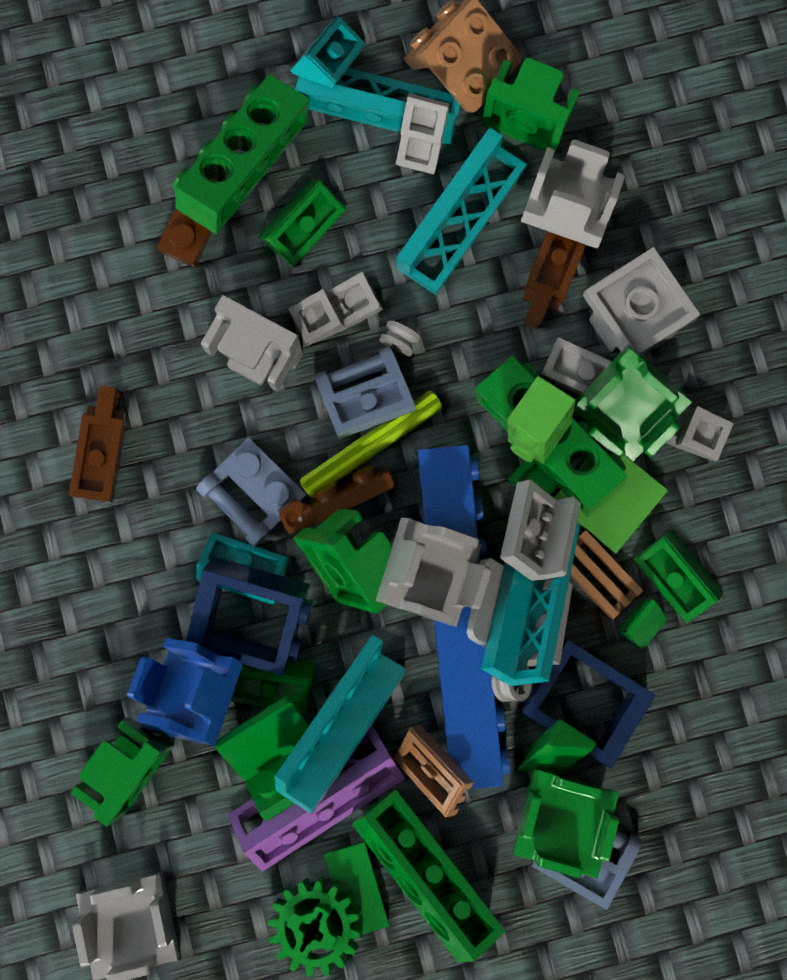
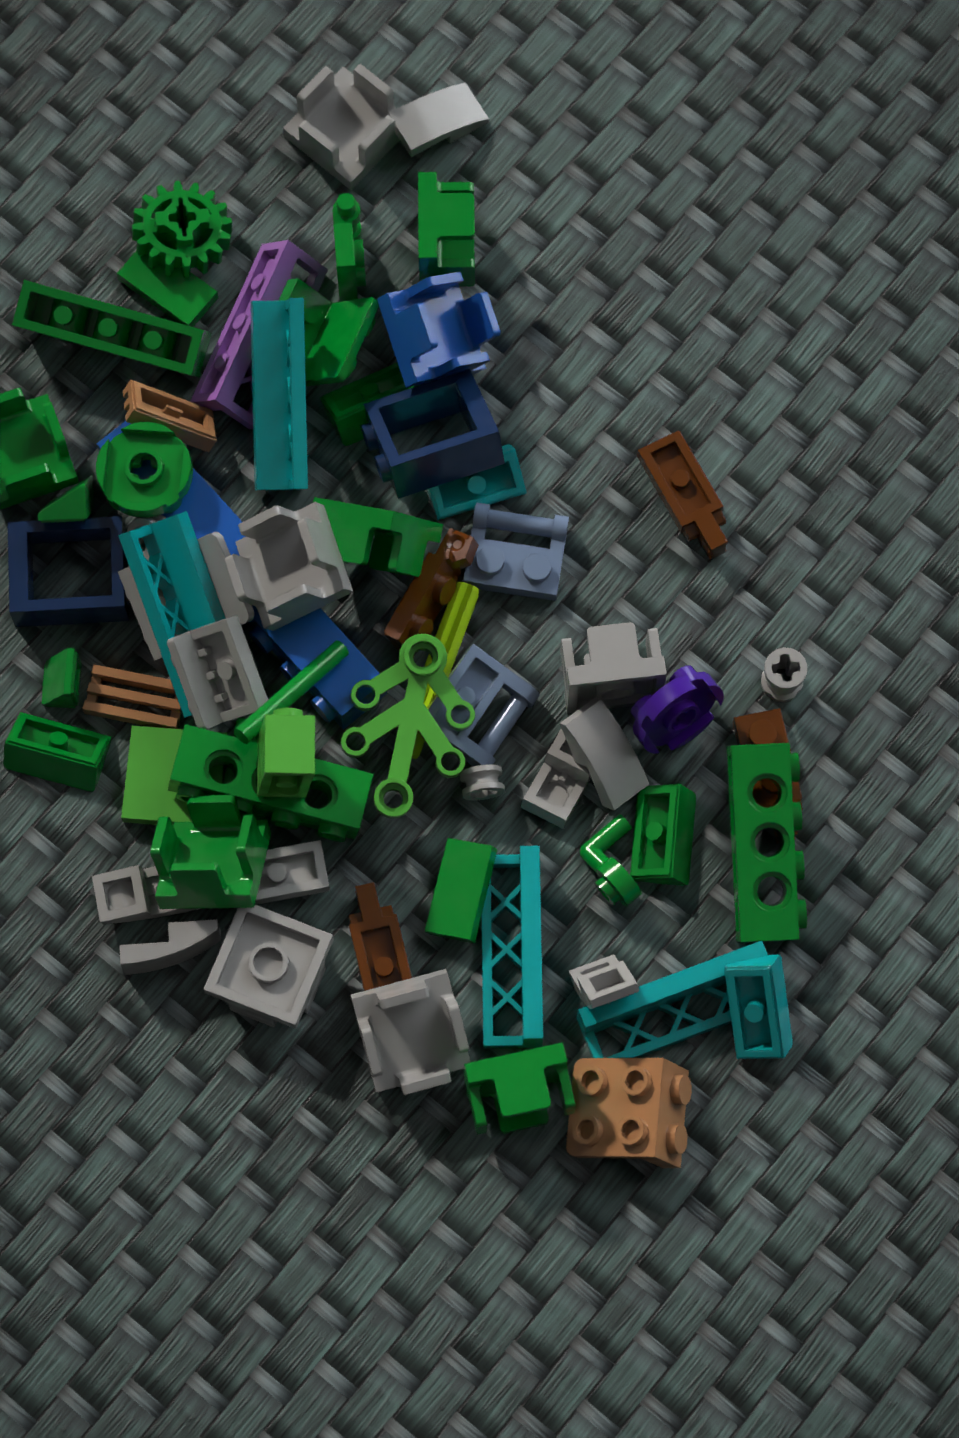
camera: 145 degrees right, 10 degrees down
(54, 880) = (438, 116): none -> light grey slope
(135, 255) = (794, 666): none -> light grey bush
(208, 803) = (348, 246): none -> green plate
(244, 283) = (676, 710): none -> dark purple plate
(302, 294) = (606, 752): none -> light grey slope
(360, 208) = (614, 880): none -> green plate
(422, 406) = (410, 716): none -> bright green plant
(468, 275) = (461, 890): none -> green tile
(485, 758) = (159, 492): none -> green plate
(496, 478) = (293, 689): none -> green bar
(684, 368) = (185, 942): none -> light grey slope

